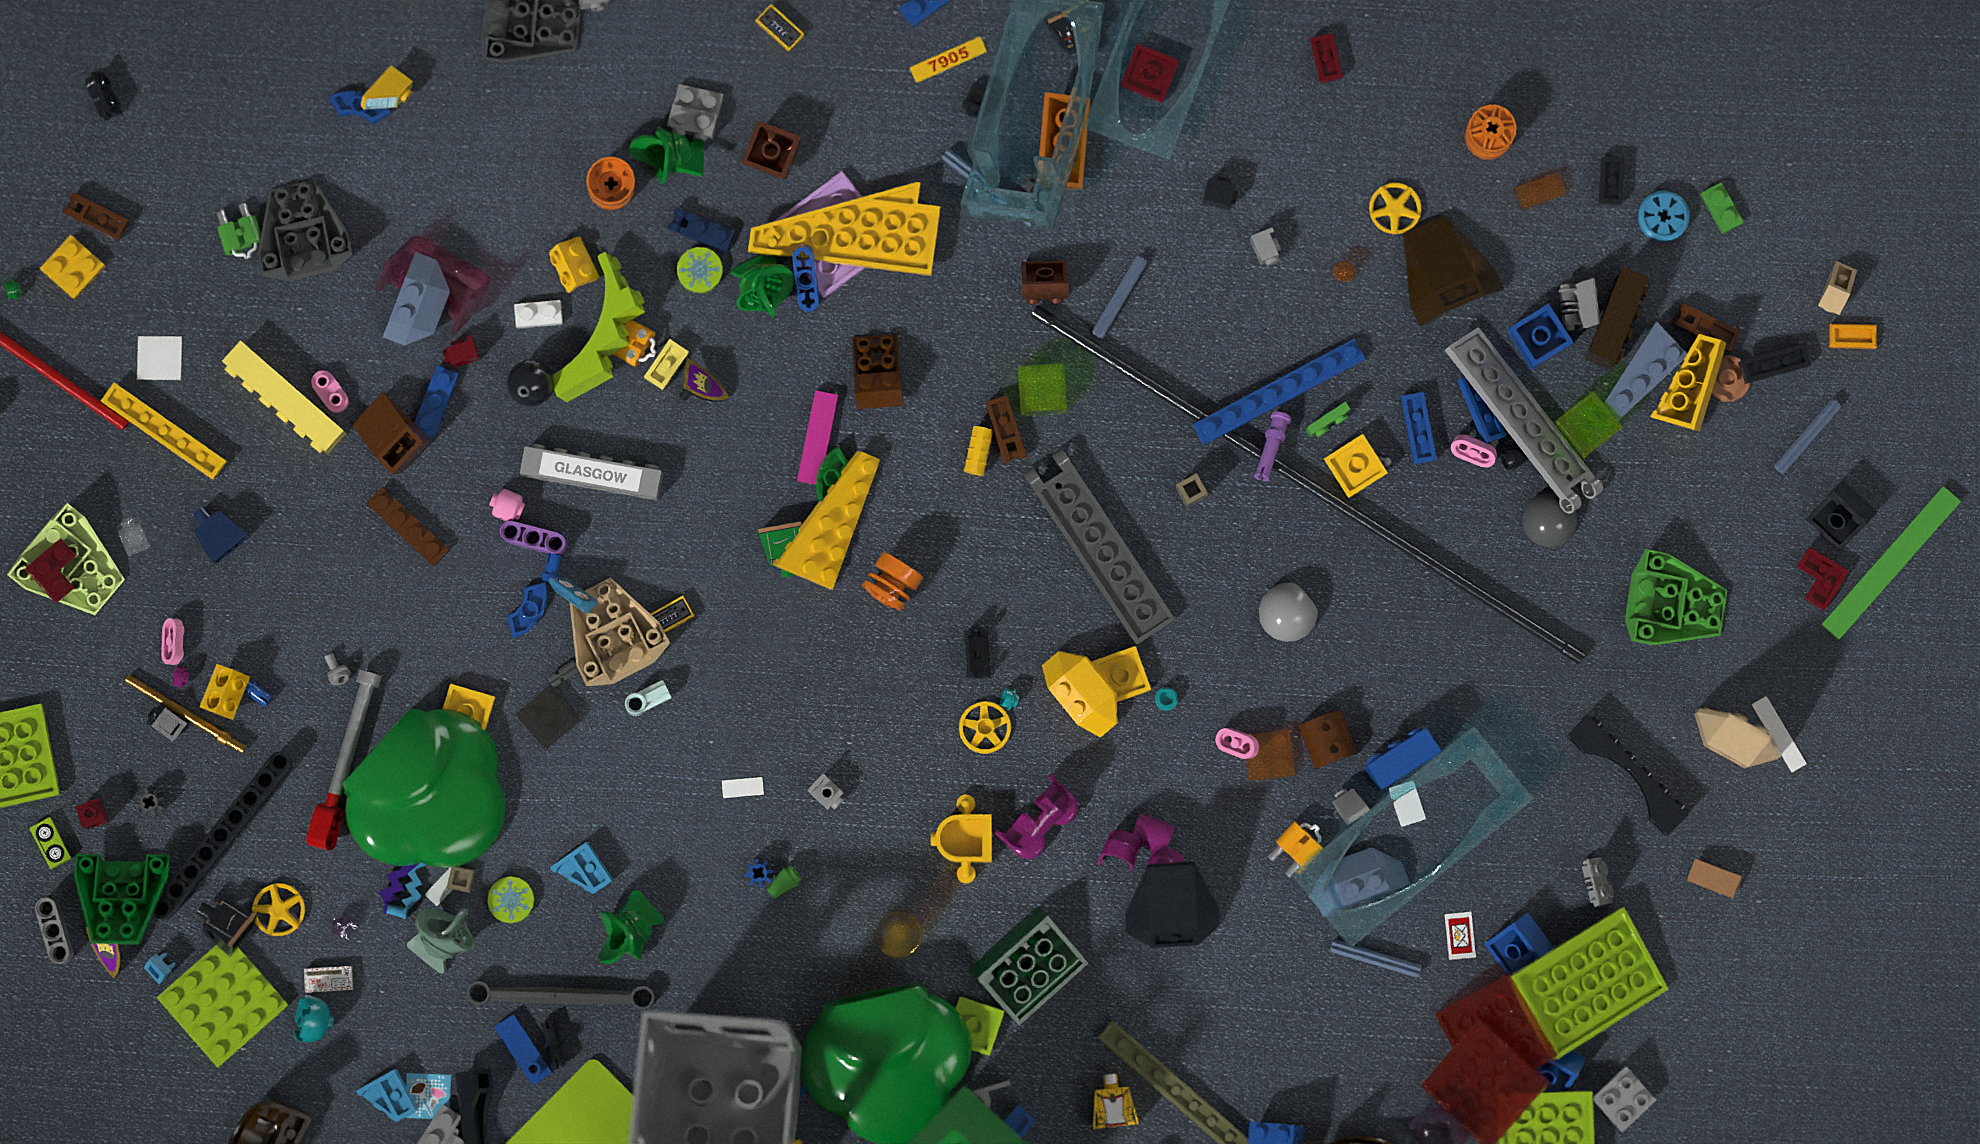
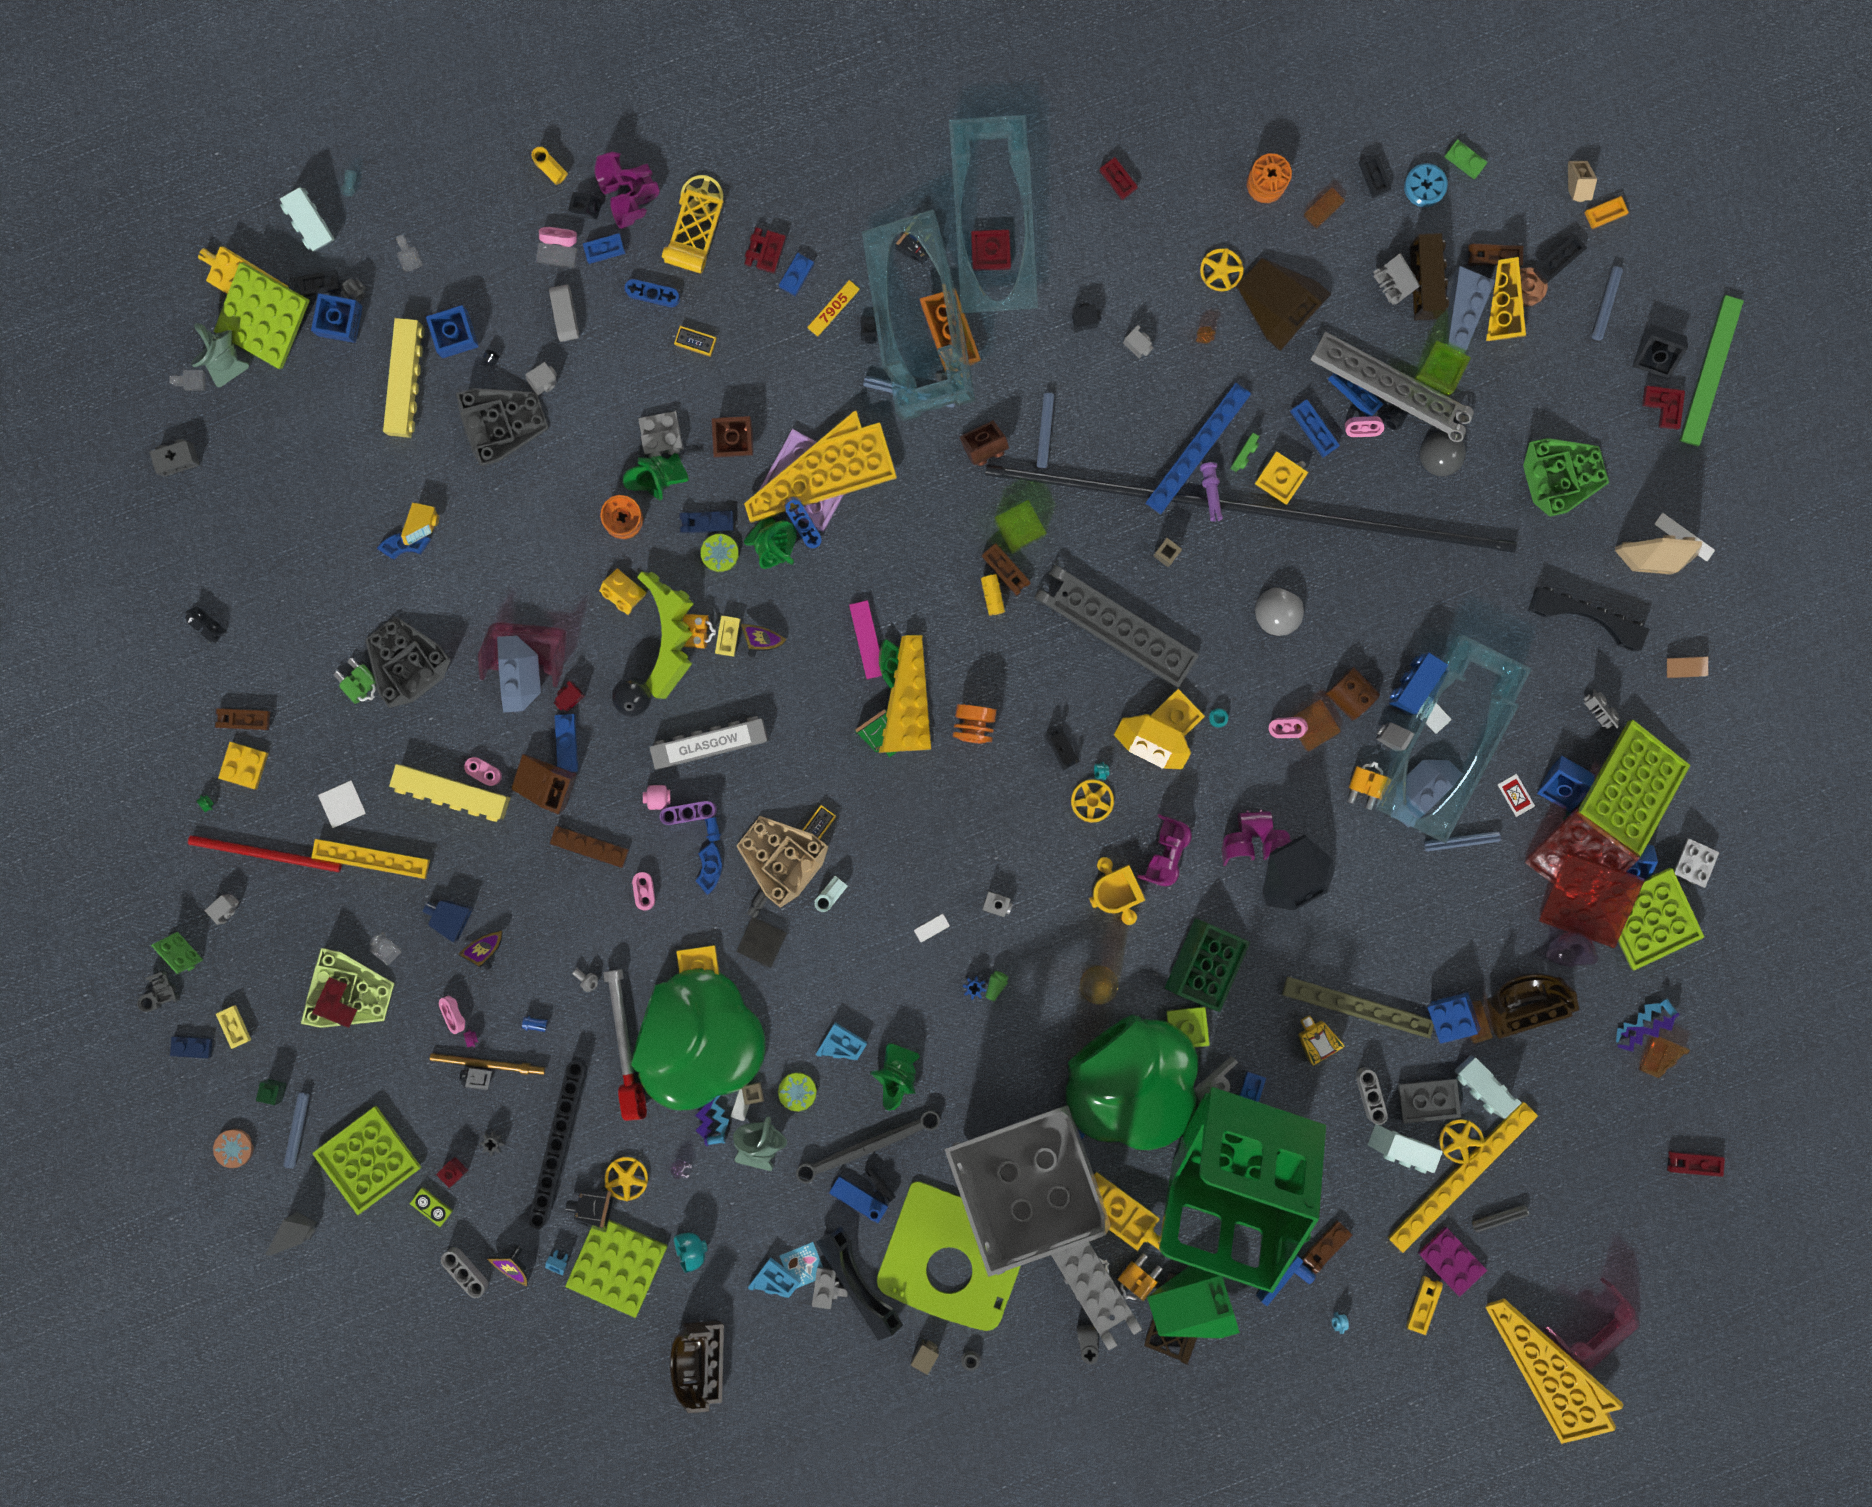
camera: 25 degrees left, 5 degrees up
(119, 895) = (500, 1227): green wedge -> none
(224, 691) = (508, 1035): yellow brick -> none
(239, 585) = (482, 950): none -> shield
(328, 979) = (688, 1213): tile -> none
(444, 602) = (642, 891): none -> bright pink plate
(538, 314) = (613, 641): white plate -> none
(573, 594) = (738, 841): dark azure slope -> none
(877, 371) = (889, 569): reddish brown slope -> none
(1540, 337) = (1376, 317): blue brick -> none

